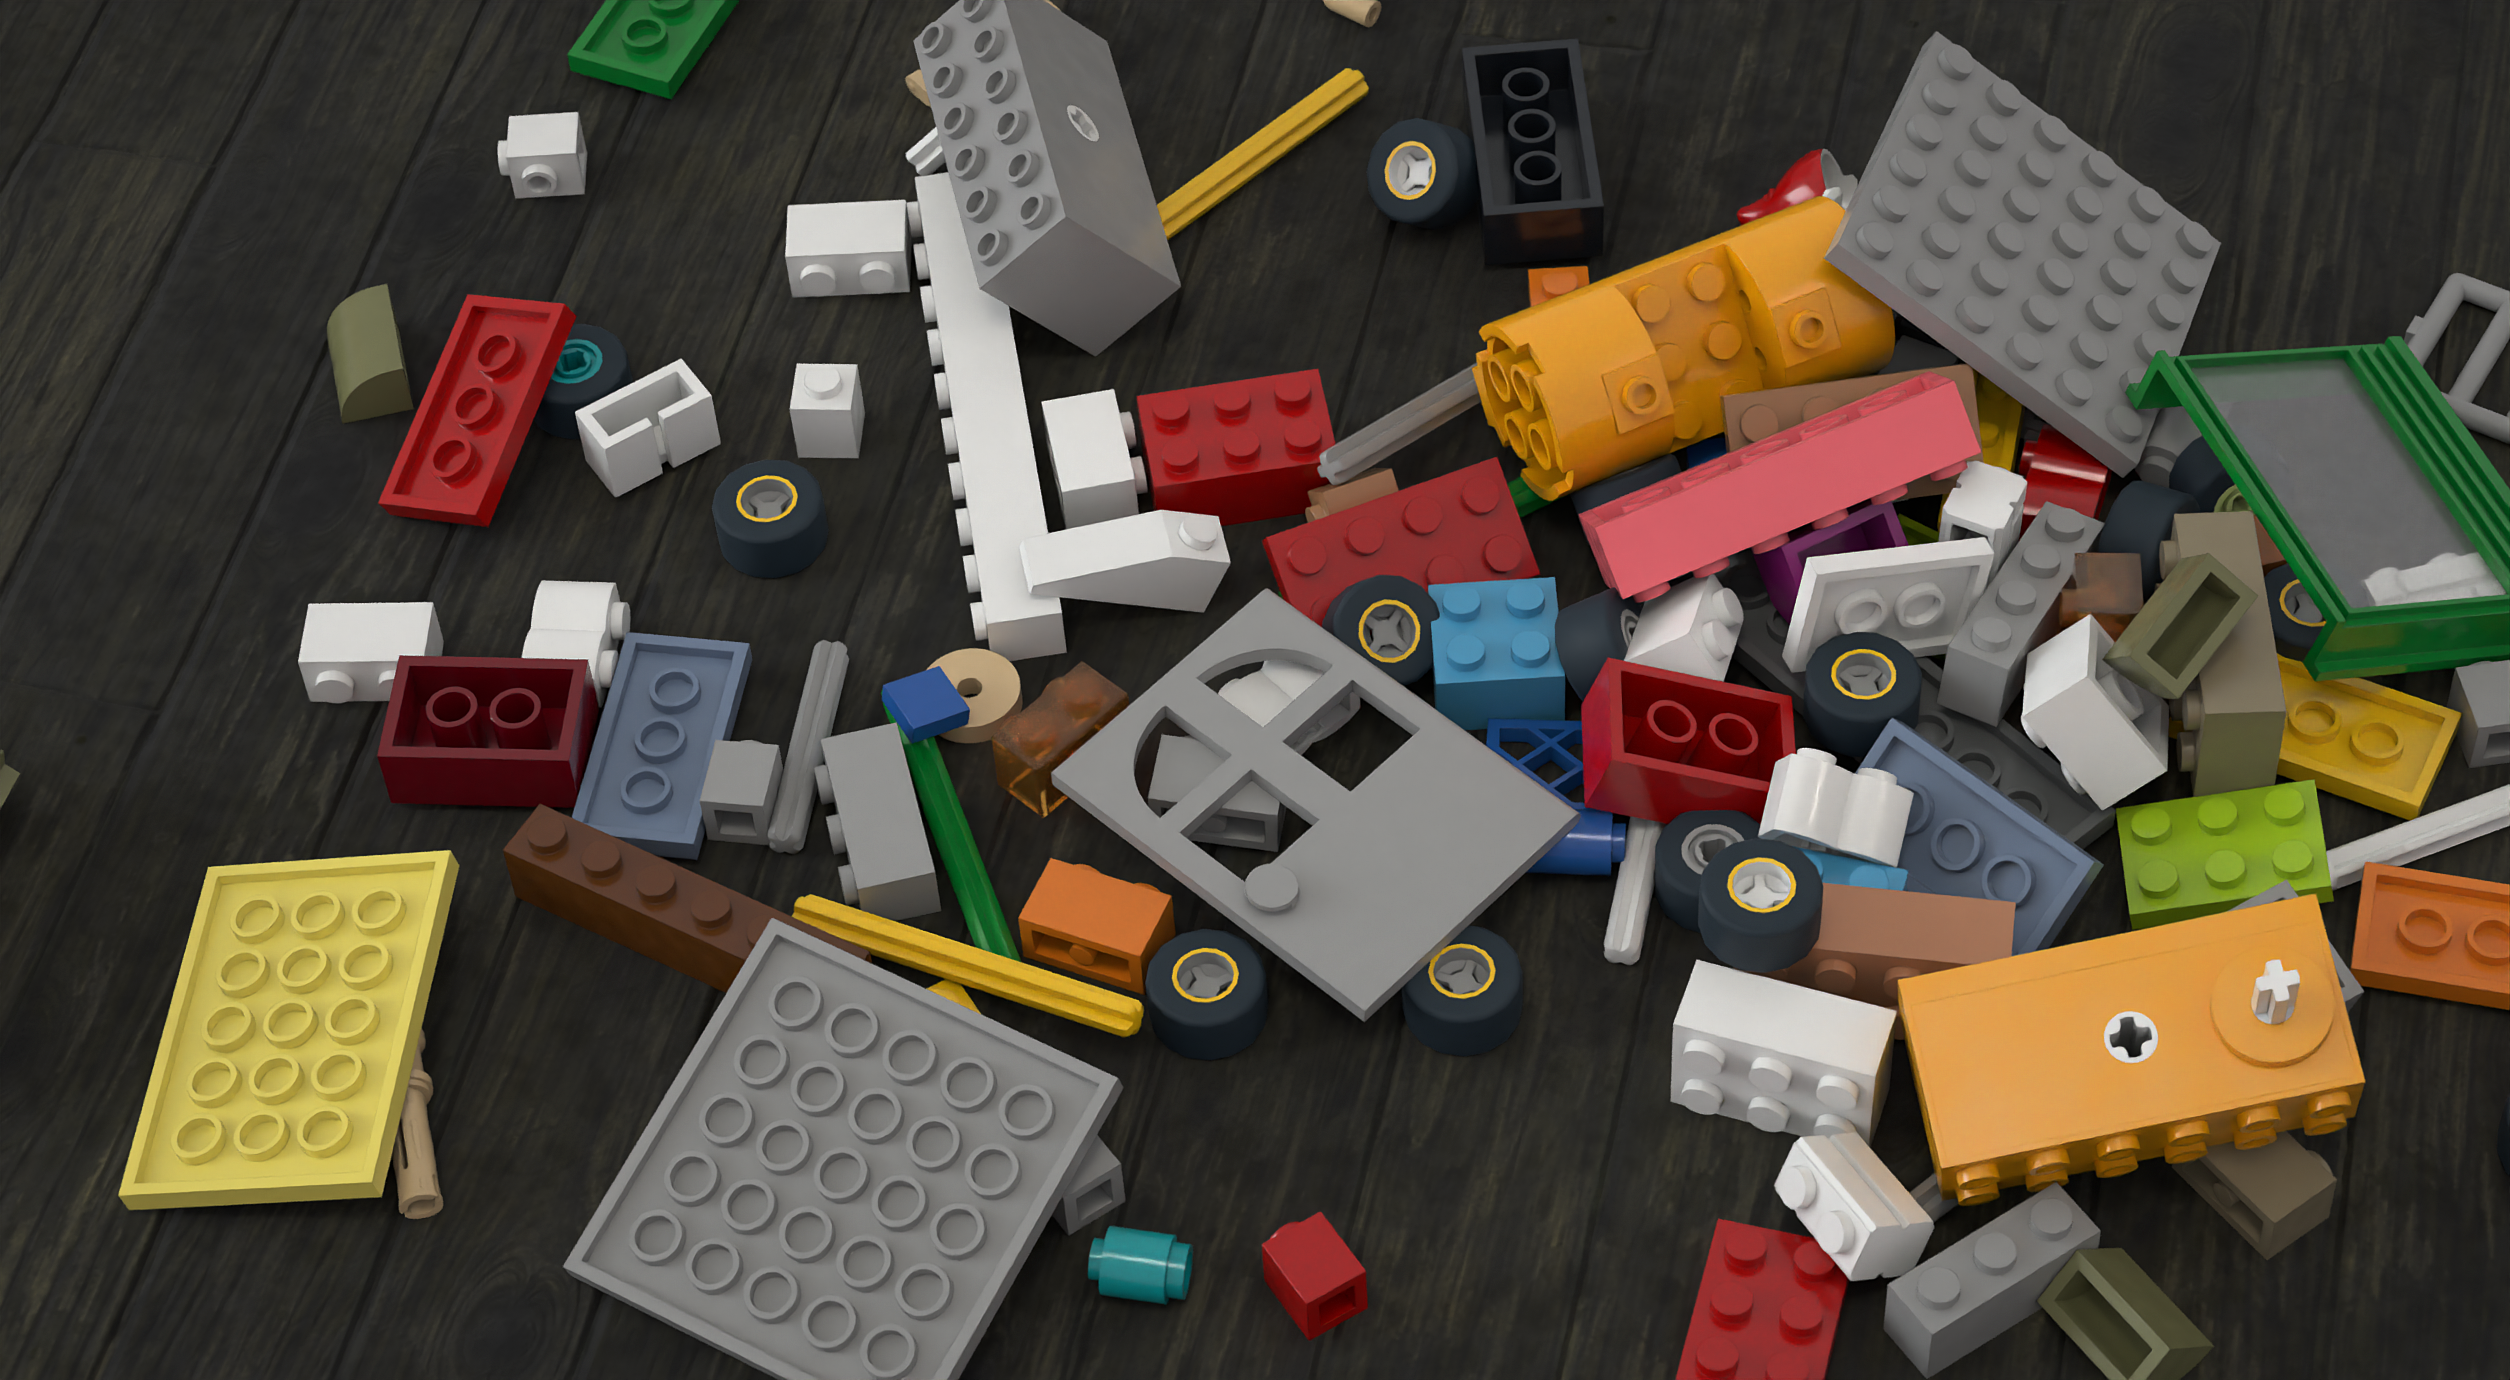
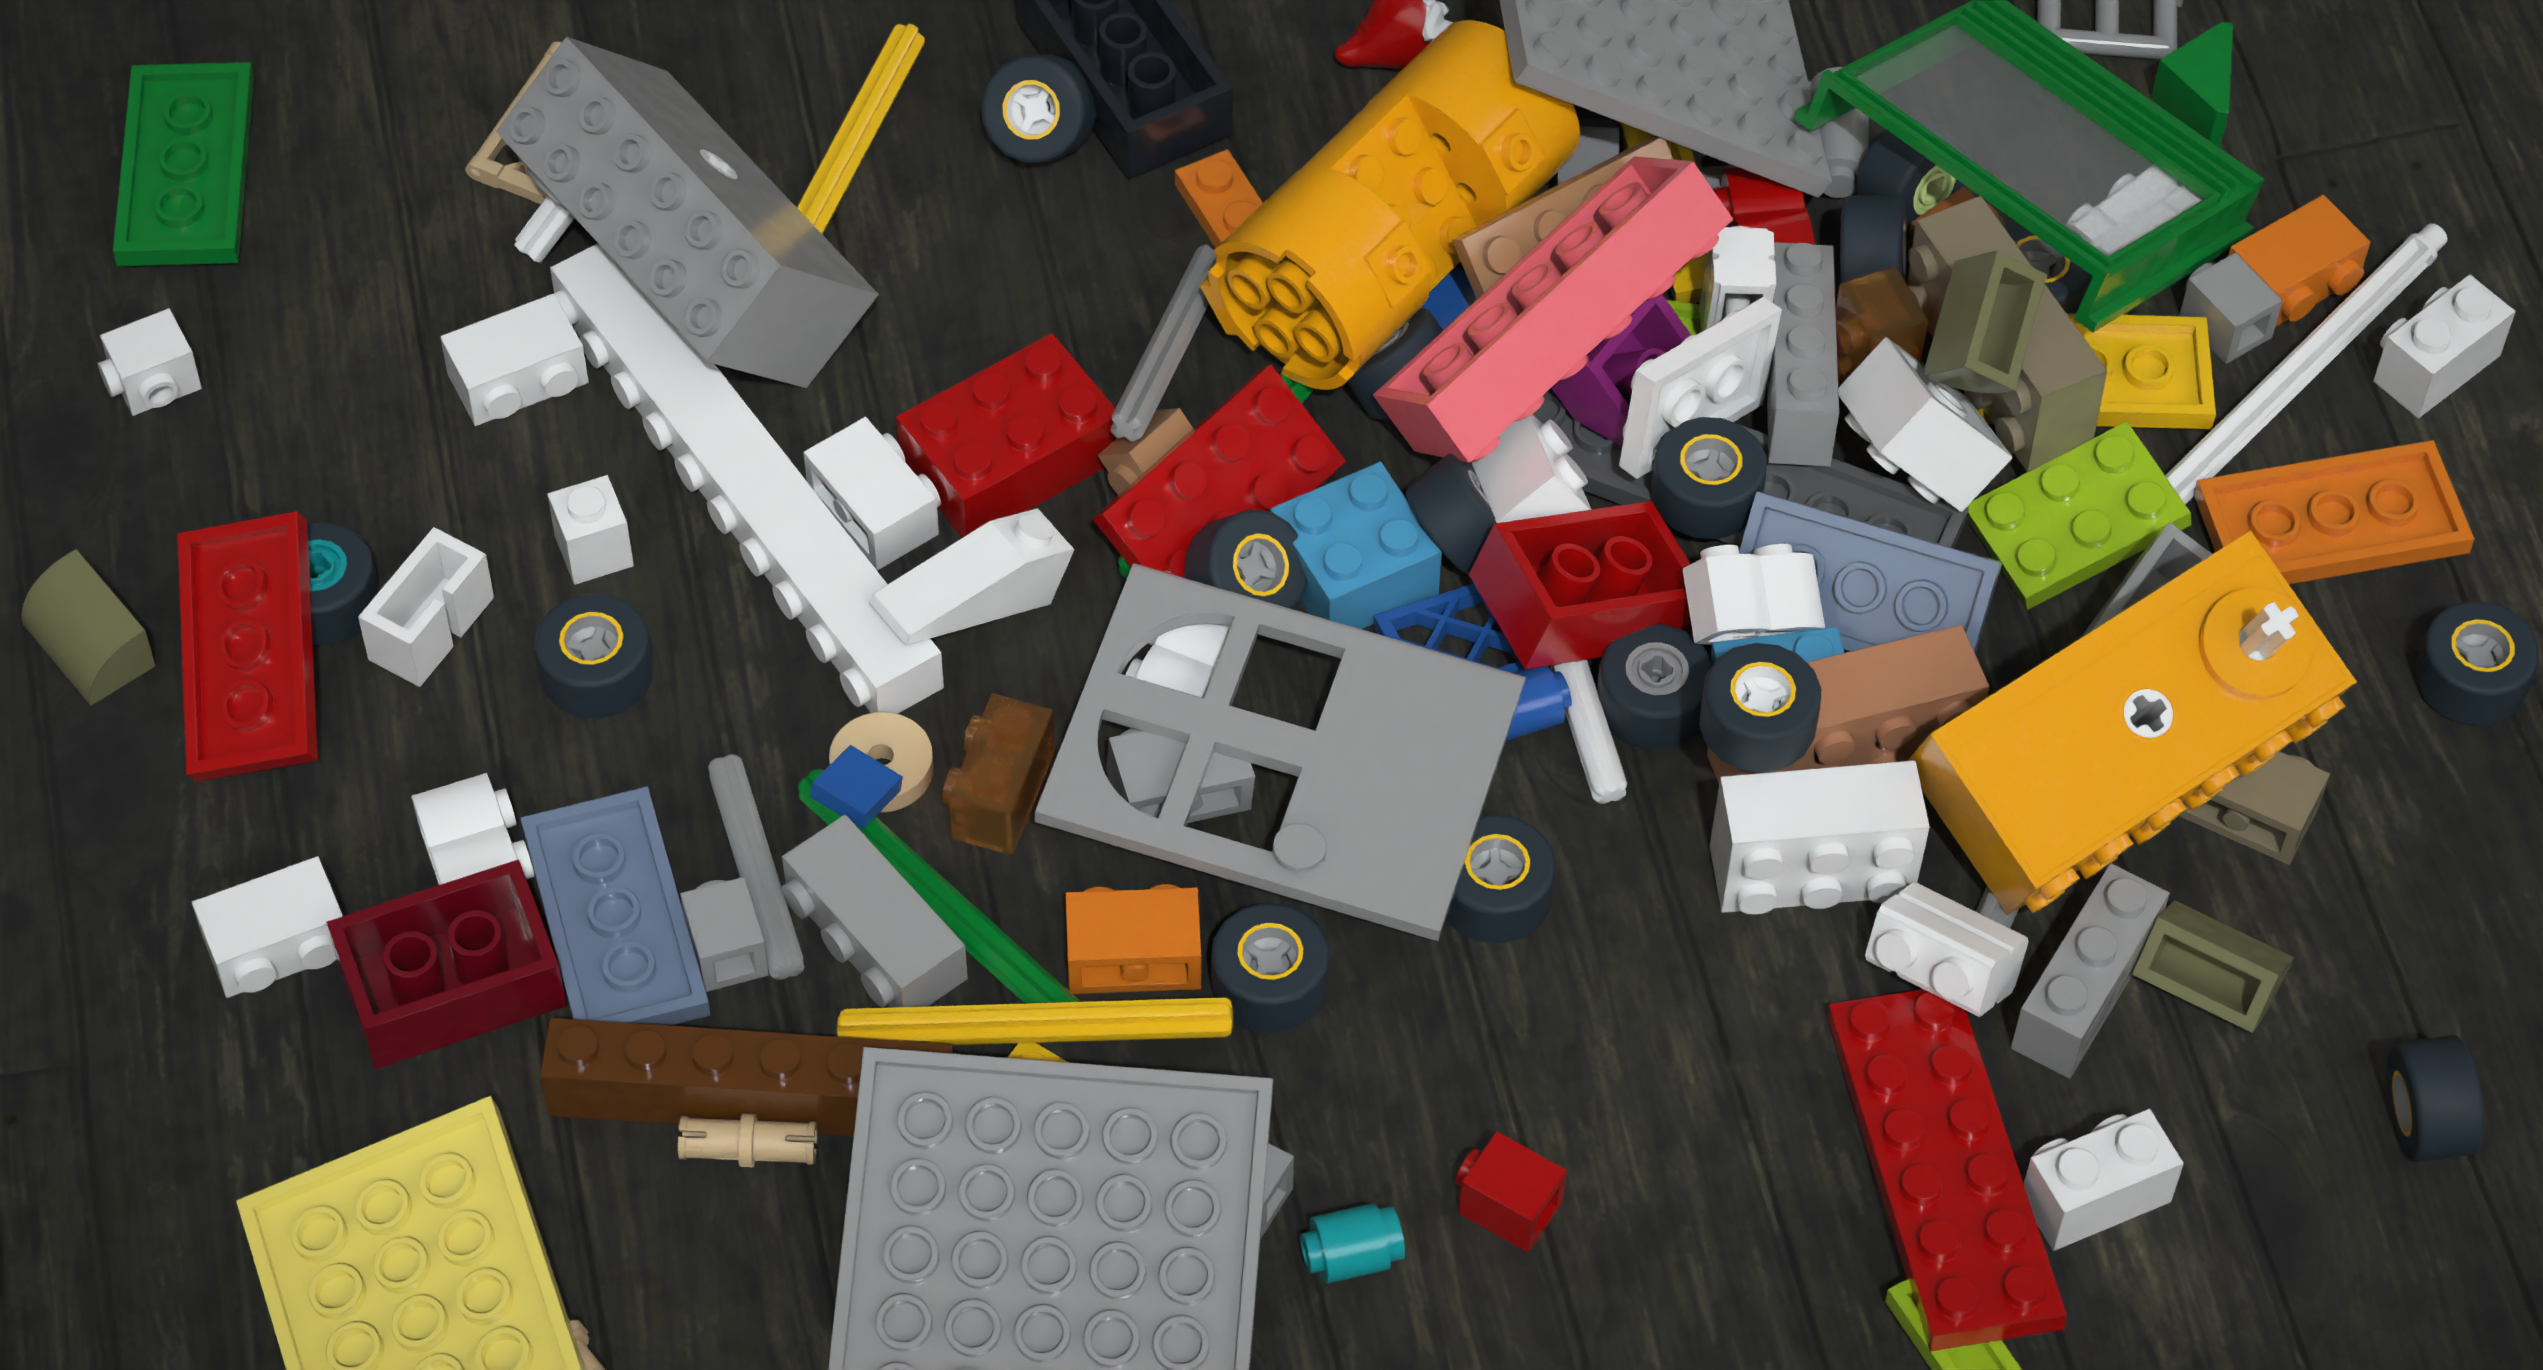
camera: 30 degrees left, 5 degrees up
(662, 975) = (747, 1140): none -> tan pin

